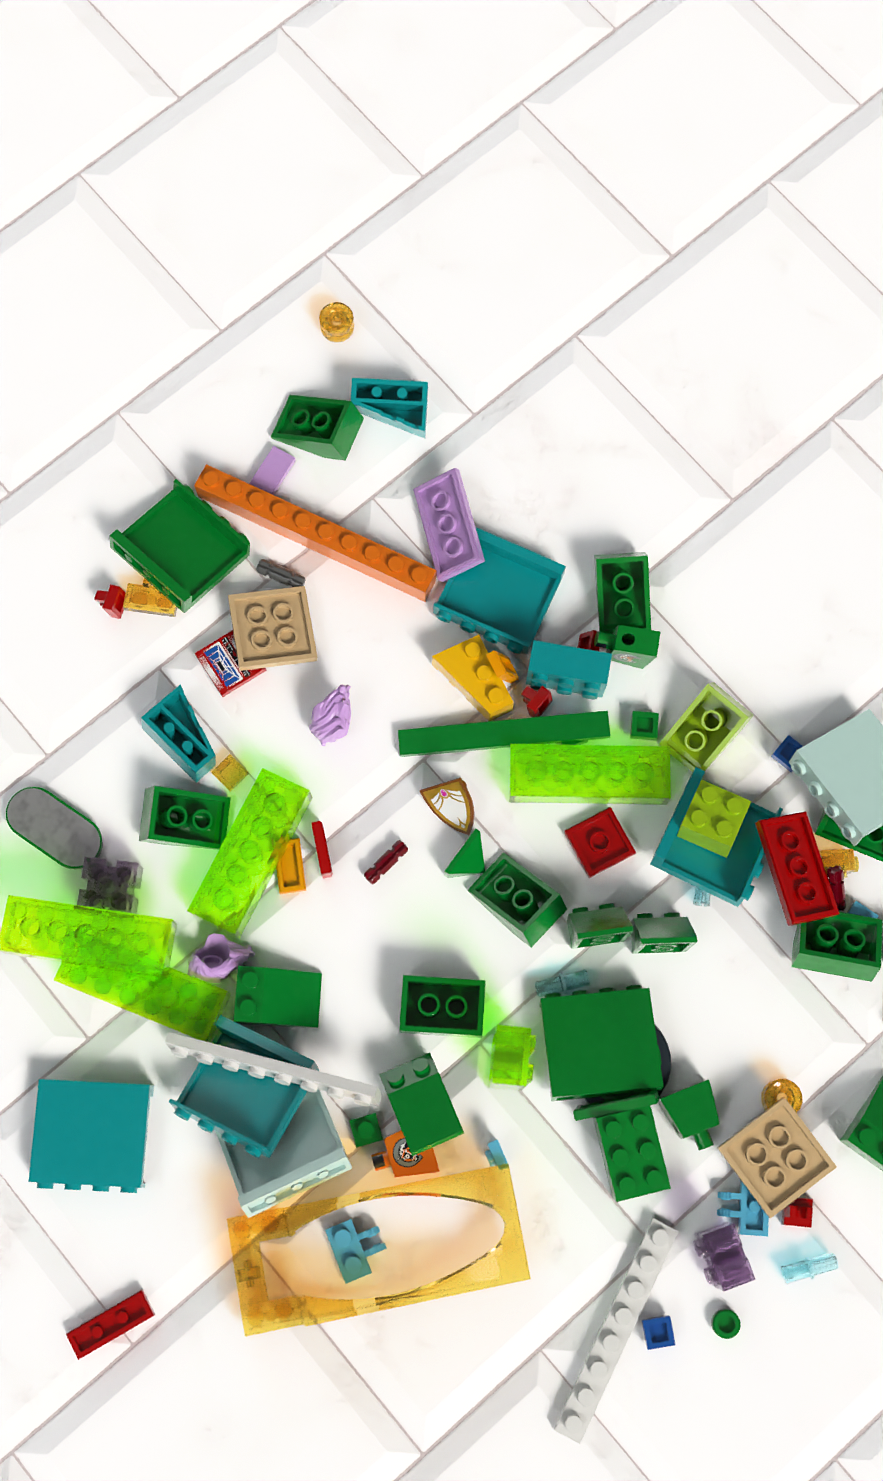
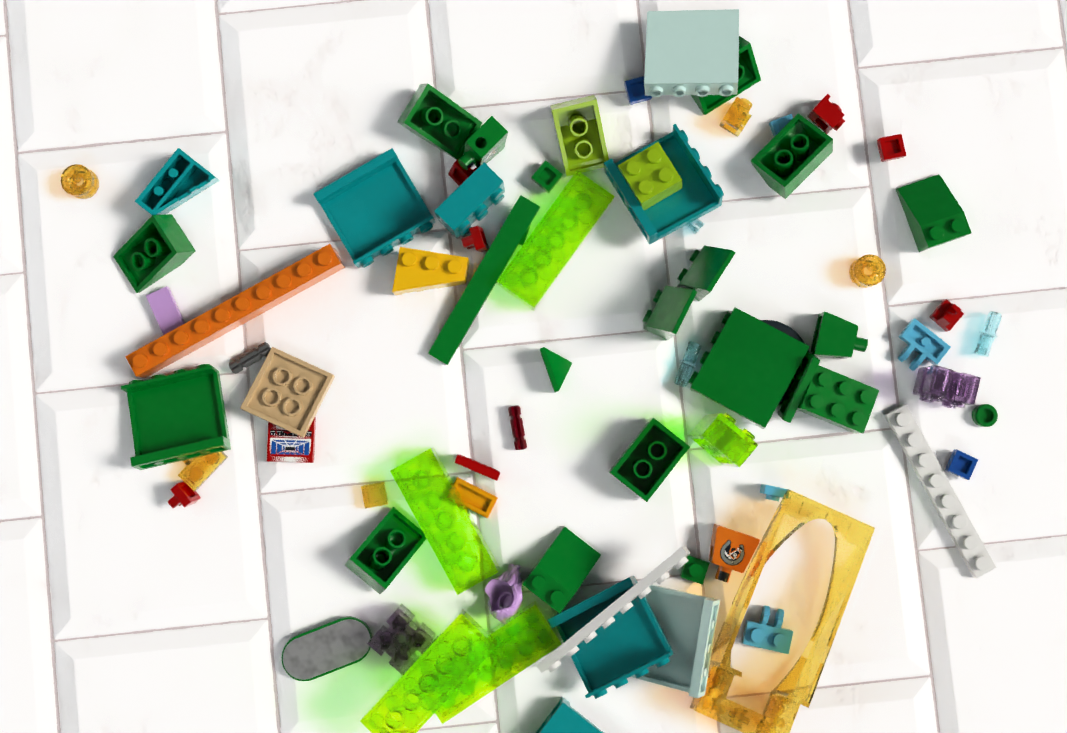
camera: 55 degrees left, 10 degrees up
(179, 734) = (321, 513): teal wedge -> none
(332, 716) = (385, 394): lavender hair -> none
(421, 1104) = (707, 521): green slope -> none
(448, 525) = (300, 209): lavender tile -> none
(451, 804) = (509, 352): shield -> none
(502, 666) = (435, 246): light orange tile -> none
(518, 899) = (608, 353): green slope -> none
(599, 842) = (607, 268): red tile -> none
(776, 1157) = (907, 303): tan plate -> none
(797, 868) = (725, 145): red tile -> none
(837, 885) = (755, 128): dark red axle -> none

